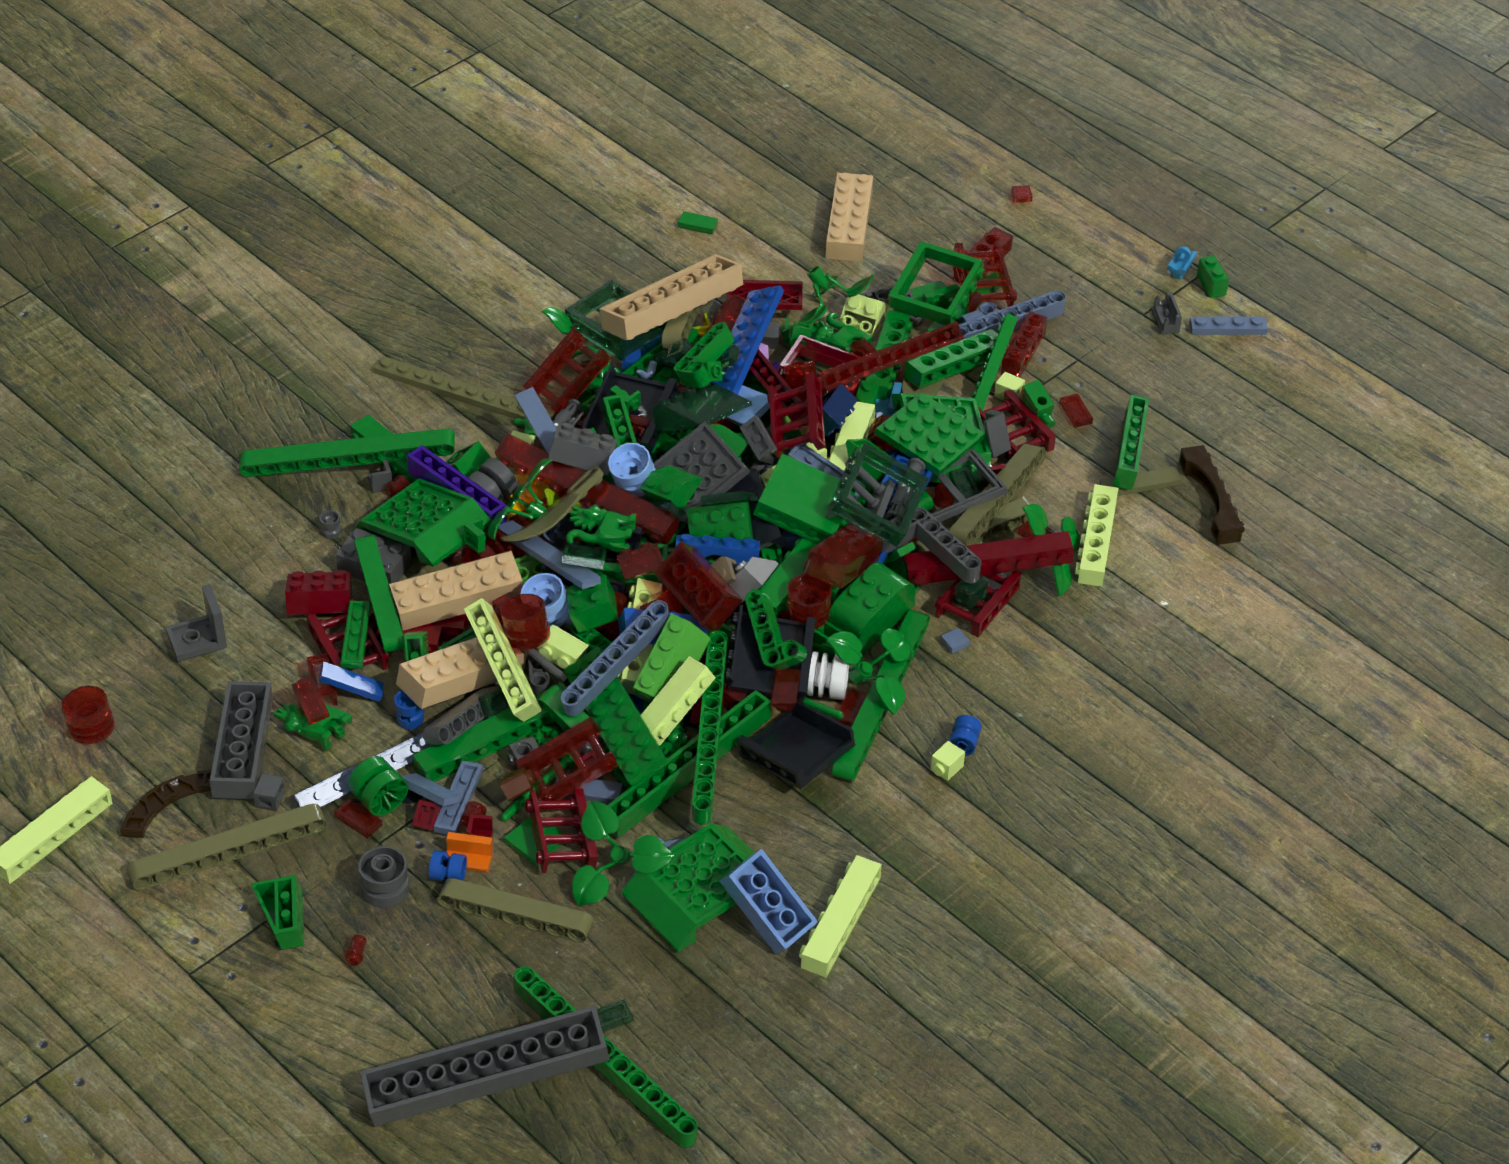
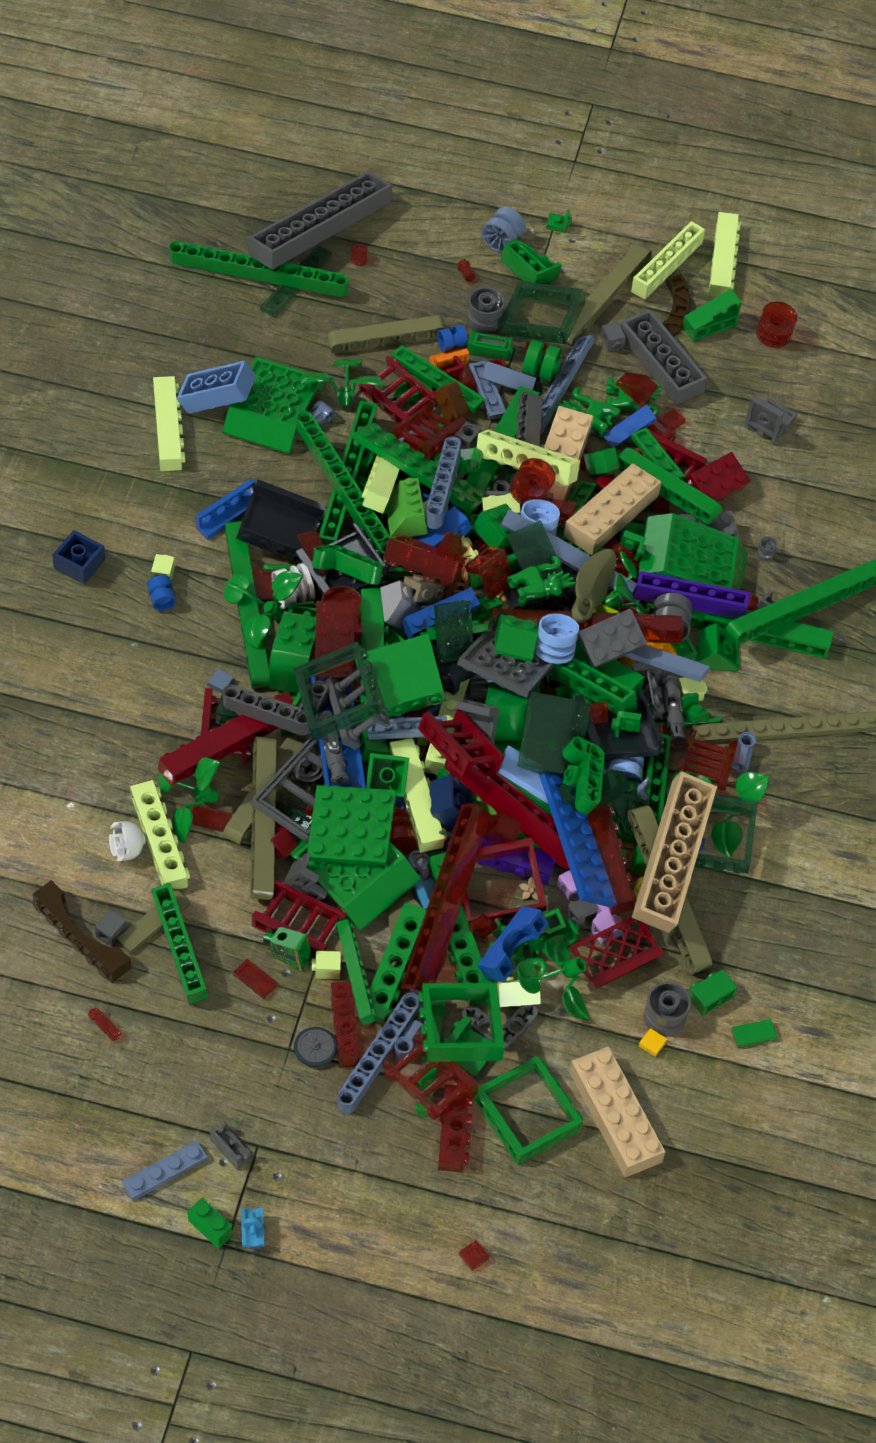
camera: 145 degrees right, 10 degrees up
(122, 843) = (667, 260): none -> yellowish green brick
(142, 759) = (713, 316): none -> green wedge
(189, 962) = (559, 222): none -> green bracket
(266, 963) = (503, 228): none -> sand blue wheel
(286, 688) = (673, 418): none -> clear red tile
(292, 857) = (546, 293): none -> clear green window
(378, 719) = (601, 412): none -> green animal
(410, 842) = (490, 346): none -> green window
(464, 1021) = (359, 254): none -> clear red wheel
(506, 826) = (433, 375): none -> green plate
(515, 384) = (743, 752): none -> sand blue piece
(706, 247) = (712, 992): none -> green brick
(757, 249) = (667, 1008): none -> dark grey wheel
(782, 248) = (652, 1042): none -> yellow tile
(831, 322) = (524, 926): none -> blue arch
(837, 794) = (228, 511): none -> blue fence
(914, 222) = (517, 1152): none -> green window
(1031, 803) = (79, 557): none -> dark blue brick
(1056, 347) = (315, 1046): none -> dark grey wheel
(1131, 537) = (126, 840): none -> white cylinder
(1184, 481) = (110, 928): none -> dark grey panel
(1225, 429) = (104, 1024): none -> clear red axle

